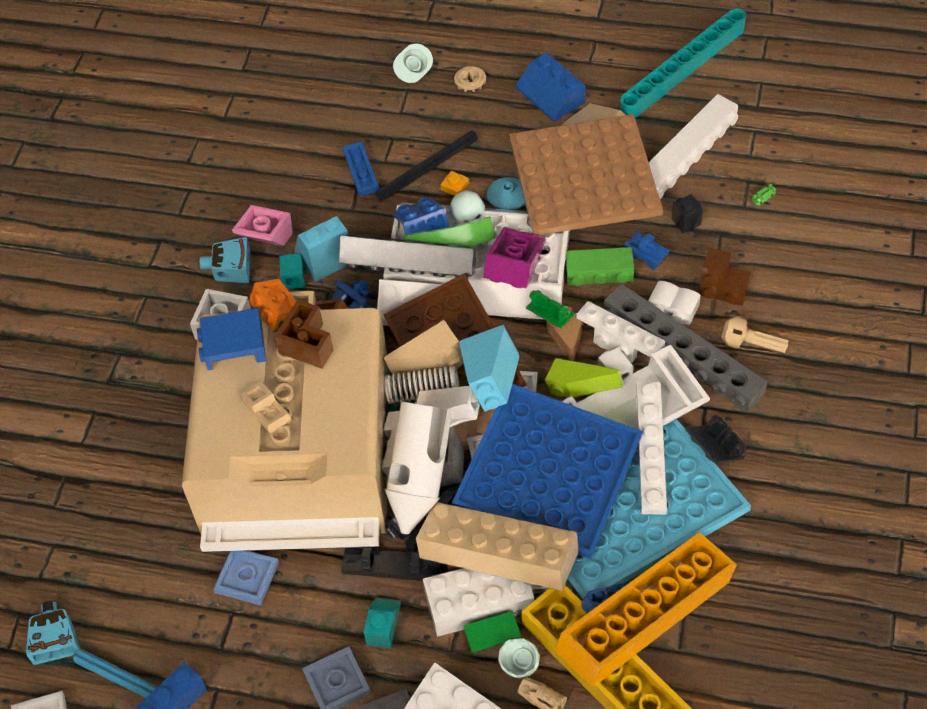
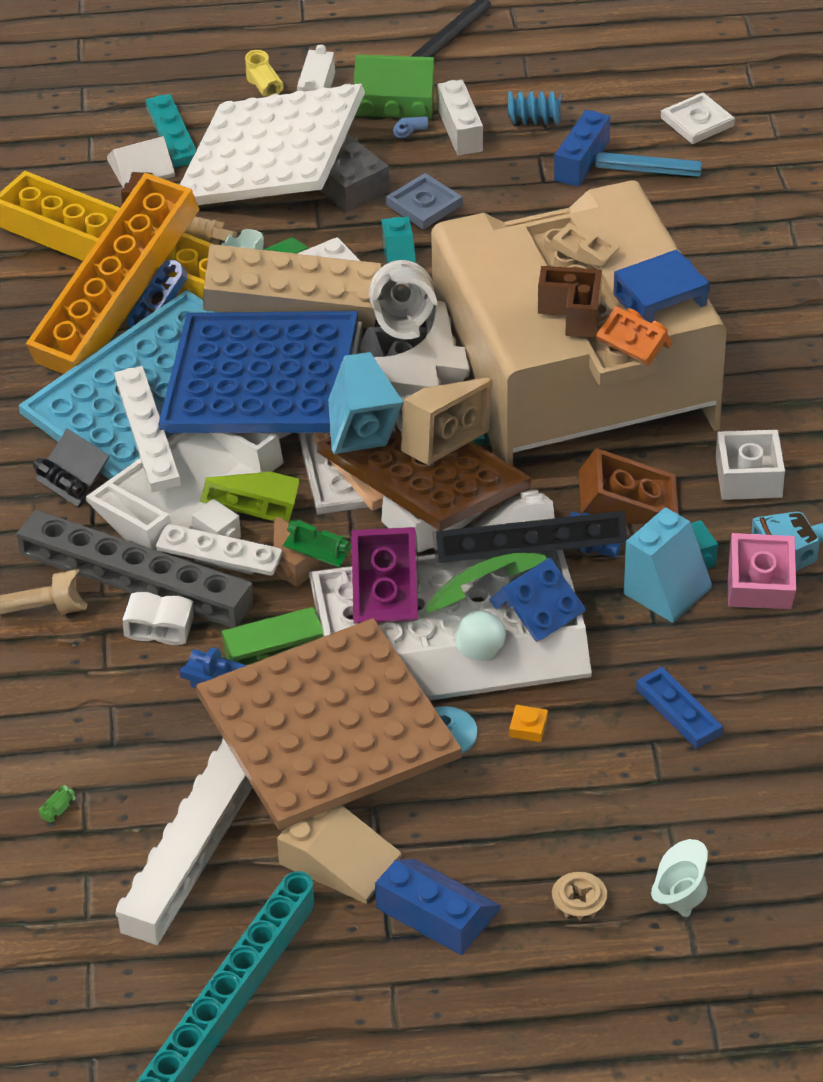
camera: 160 degrees right, 10 degrees down
(50, 635) = (733, 170): medium azure torso -> none
(425, 166) = (580, 740): black axle -> none
(687, 213) = (165, 737): black brick -> none
(722, 281) = (95, 654): reddish brown brick -> none

